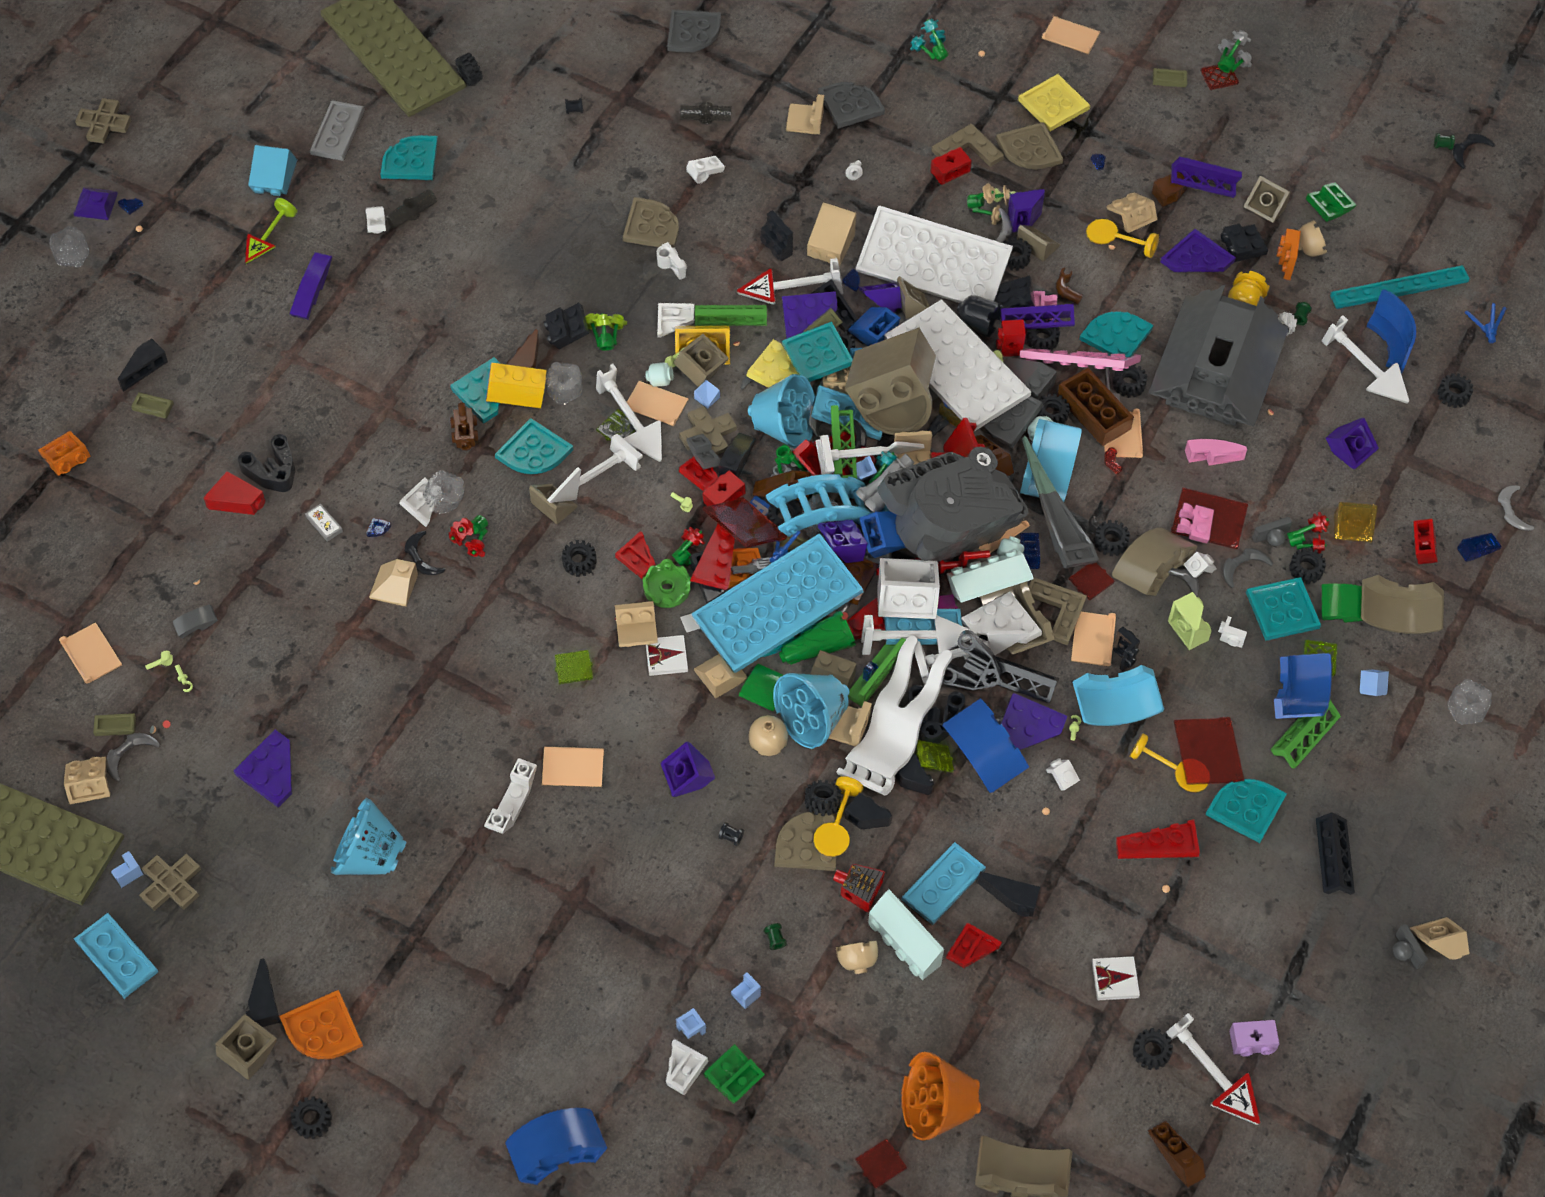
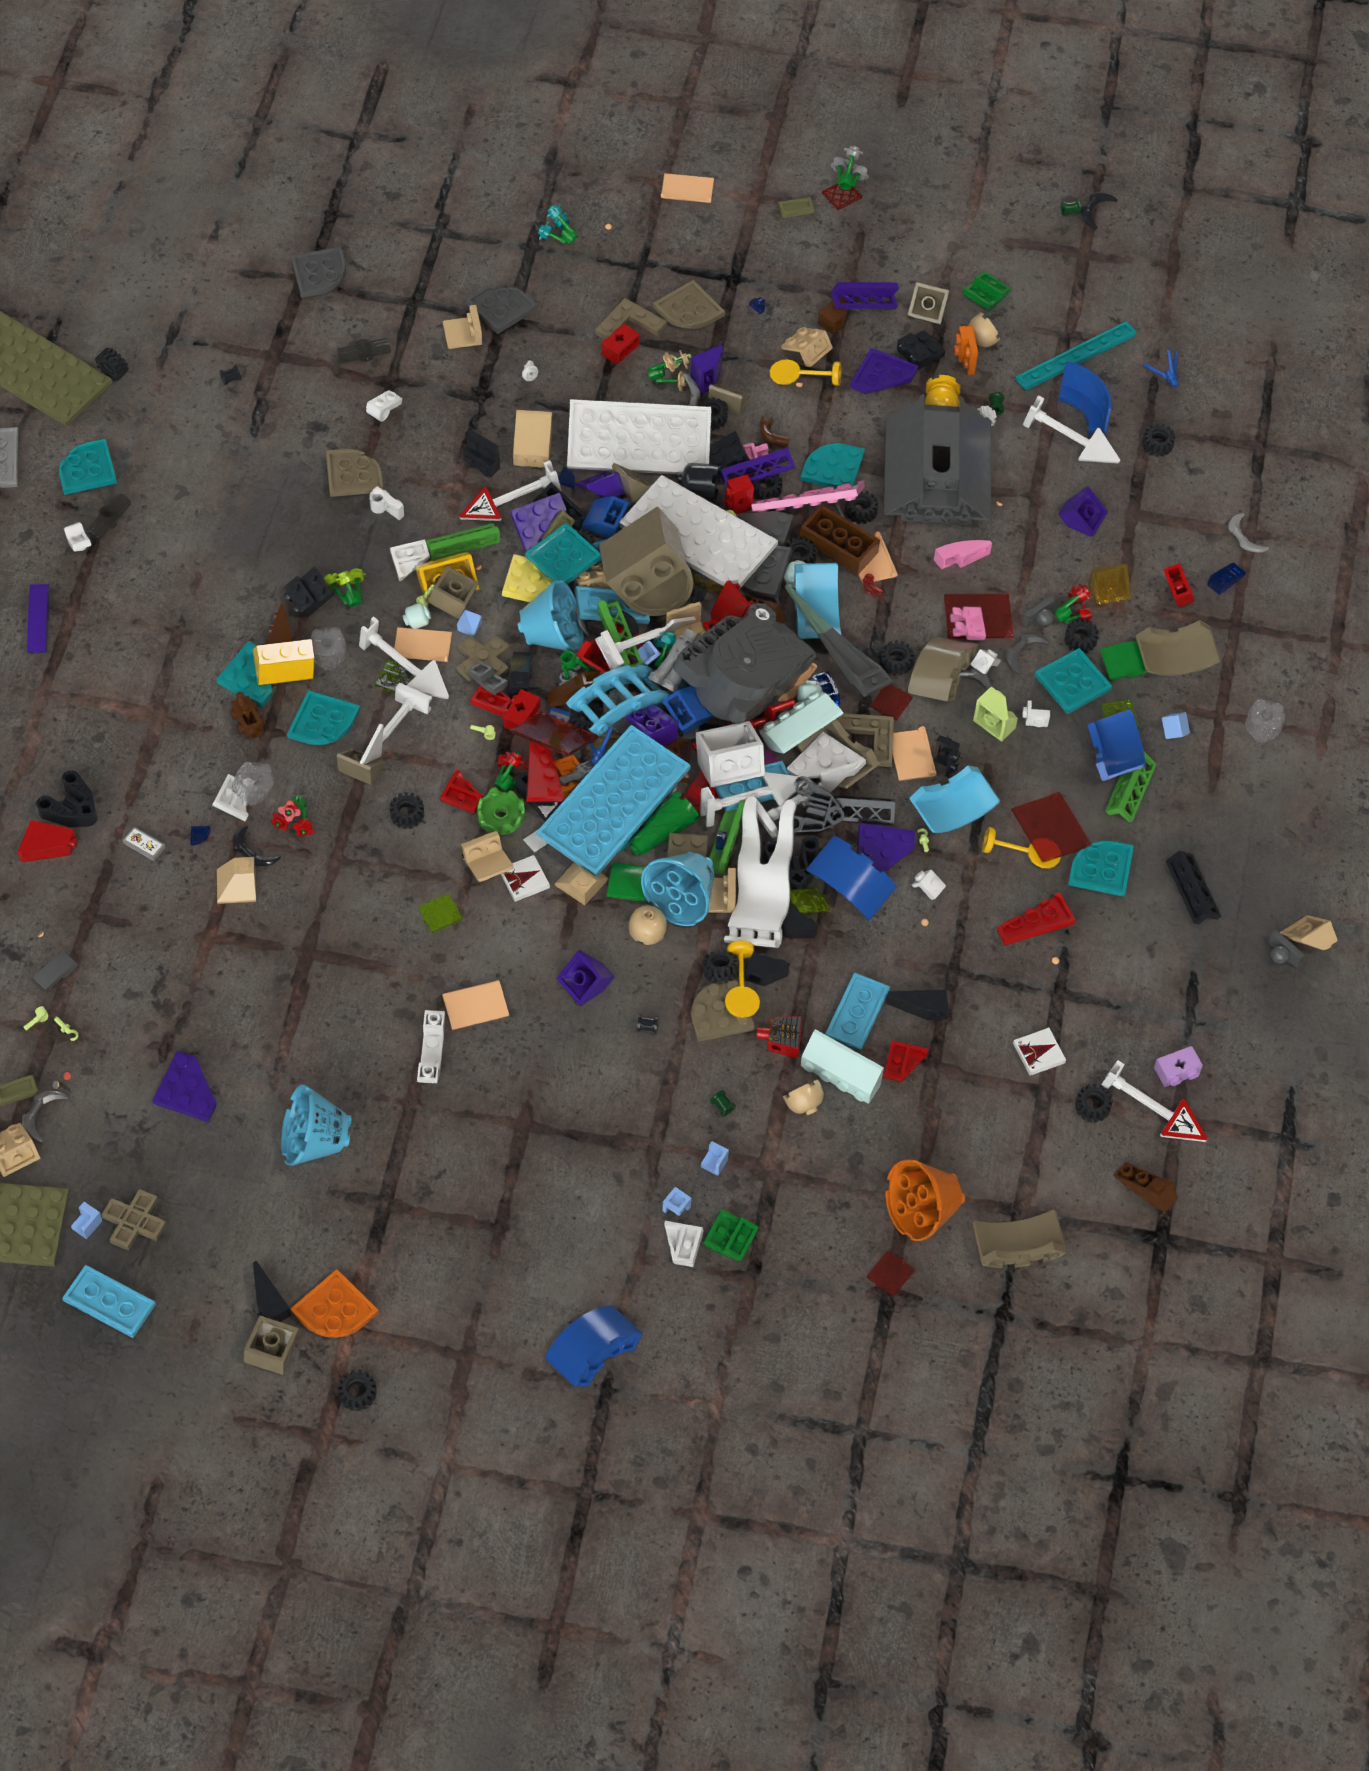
camera: 20 degrees left, 0 degrees up
(1053, 102) = (695, 258): light yellow plate -> none

